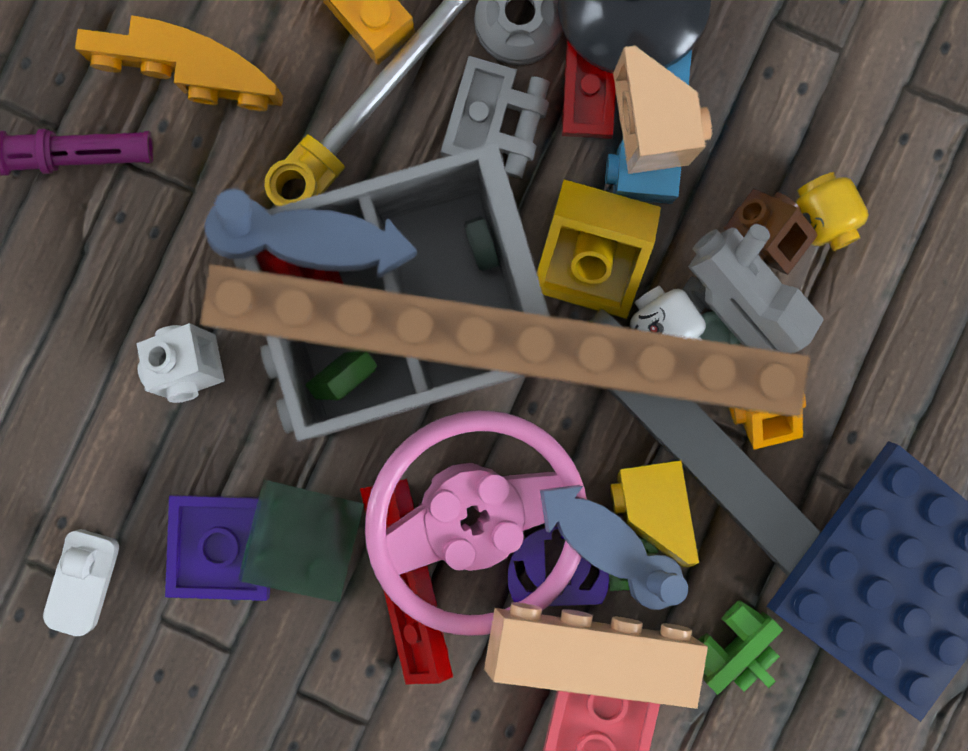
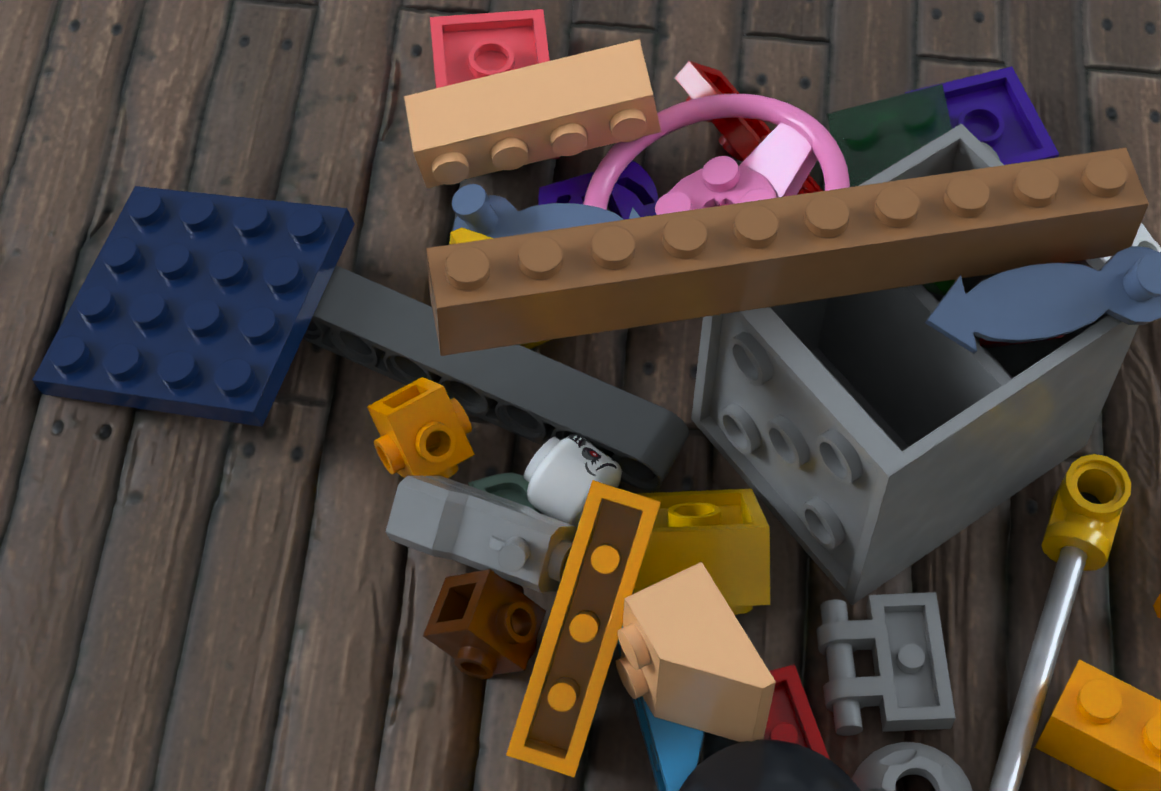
camera: 165 degrees right, 30 degrees down
(80, 582) = (1105, 67): white piece -> none
(711, 184) = (583, 628): none -> light orange brick
(754, 634) = (364, 182): bright green hips -> none
(833, 210) = (412, 683): yellow head -> none

